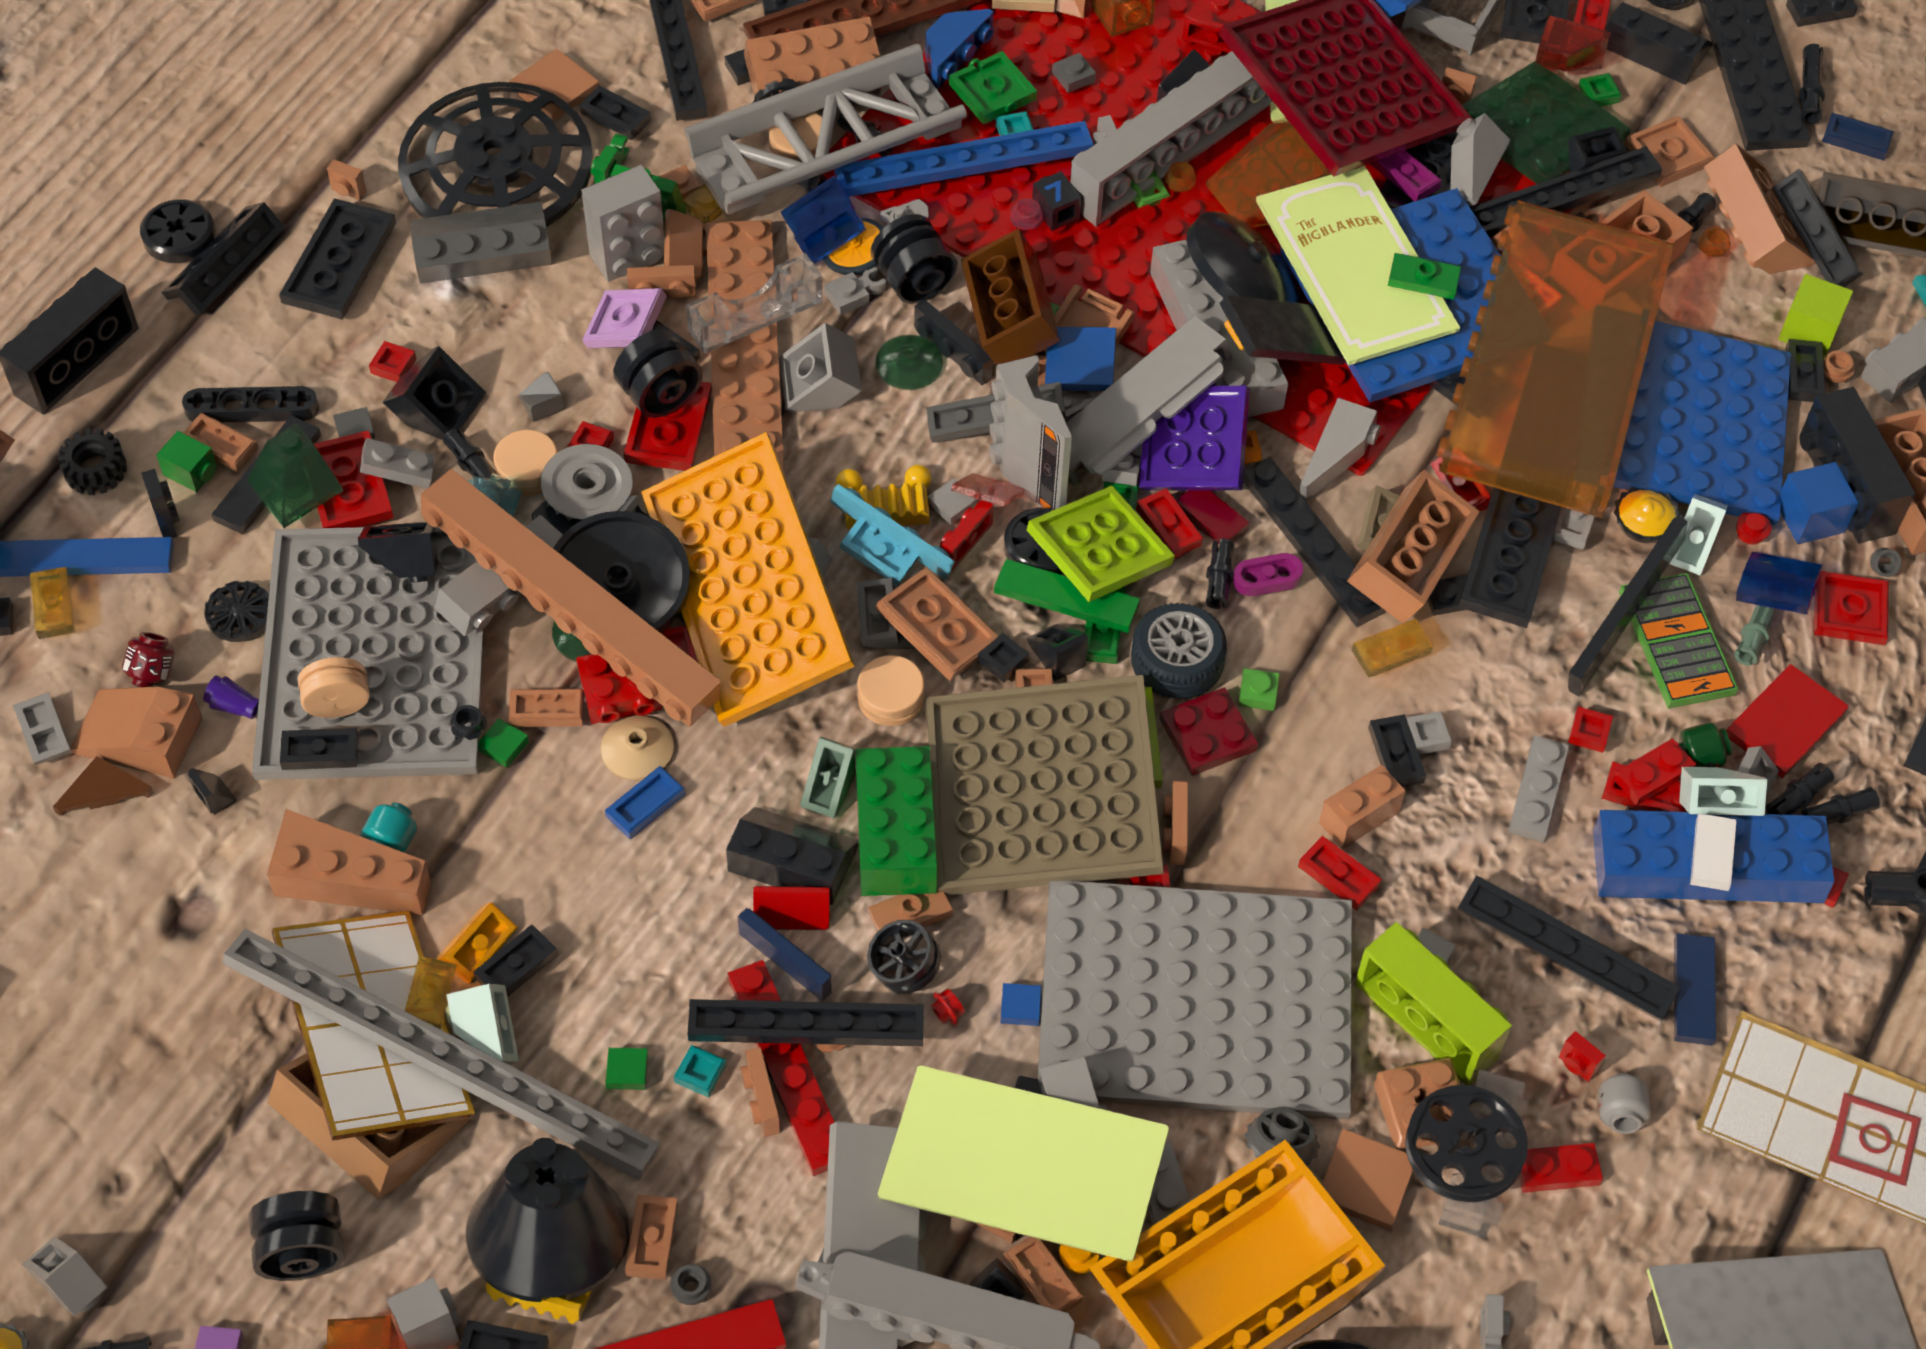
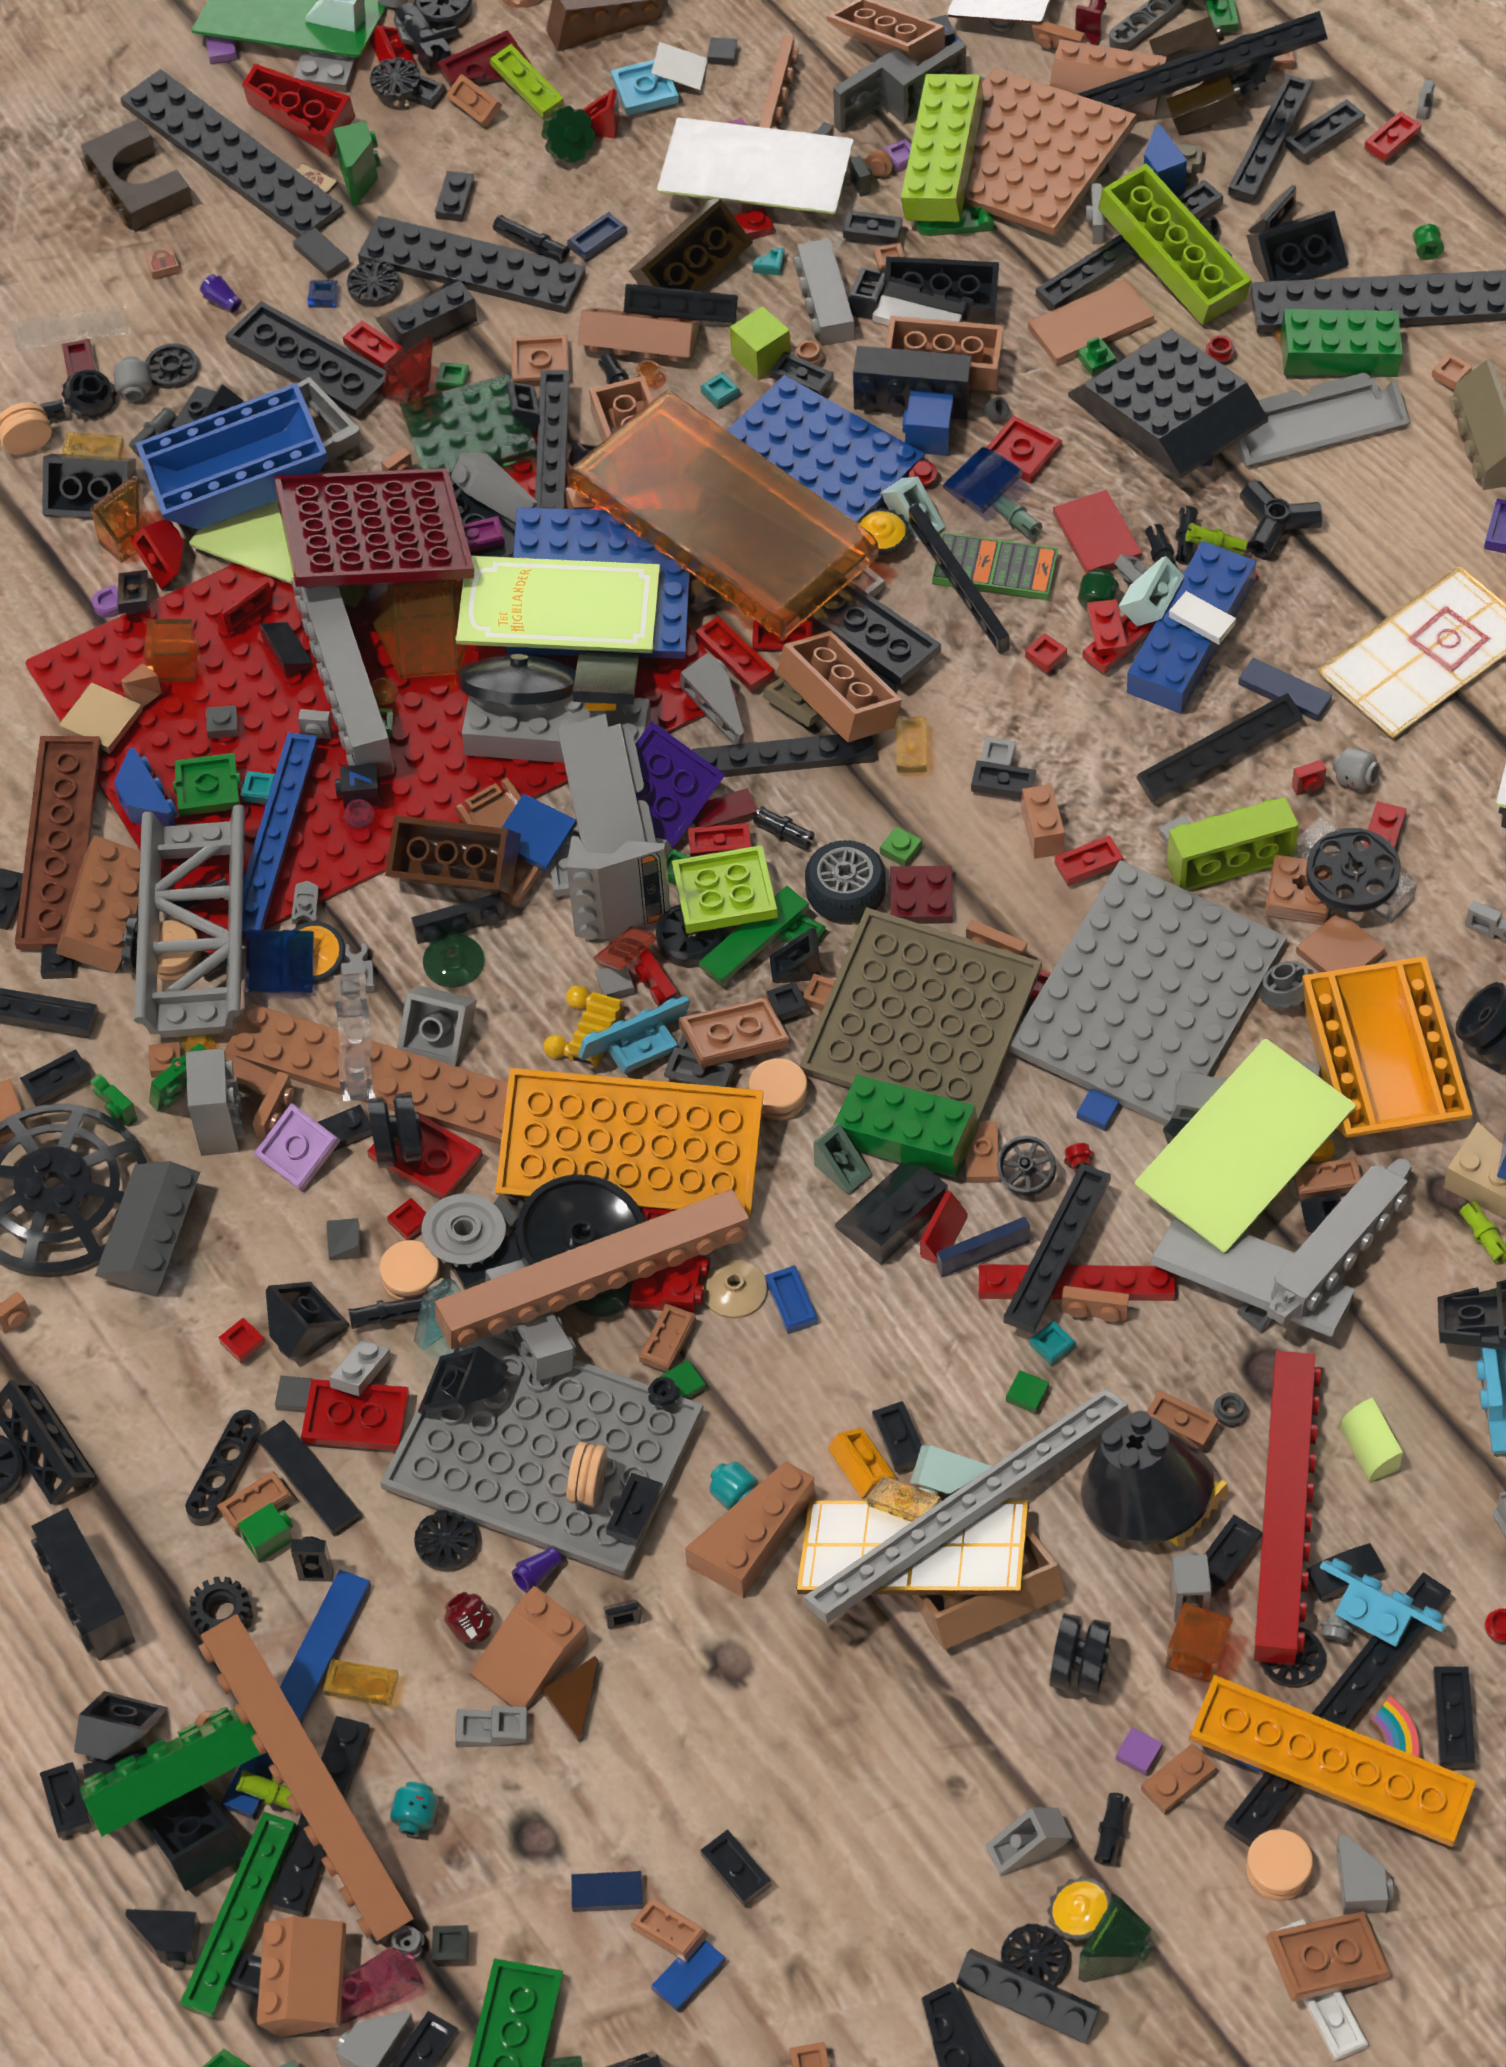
camera: 60 degrees left, 0 degrees up
(292, 476) = (338, 1448): clear green slope -> none
(337, 258) = (98, 1348): black plate -> none
(914, 258) = (365, 908): black wheel -> none
(974, 414) = (548, 920): dark grey plate -> none
(1266, 576) = (802, 798): magenta plate -> none
(1410, 447) = (735, 653): none -> red plate
(1424, 276) = (601, 564): green plate -> none
(1538, 789) = (1076, 708): light grey plate -> none
(1738, 311) = (720, 390): none -> teal tile
(1848, 837) = (1216, 538): none -> lime pin

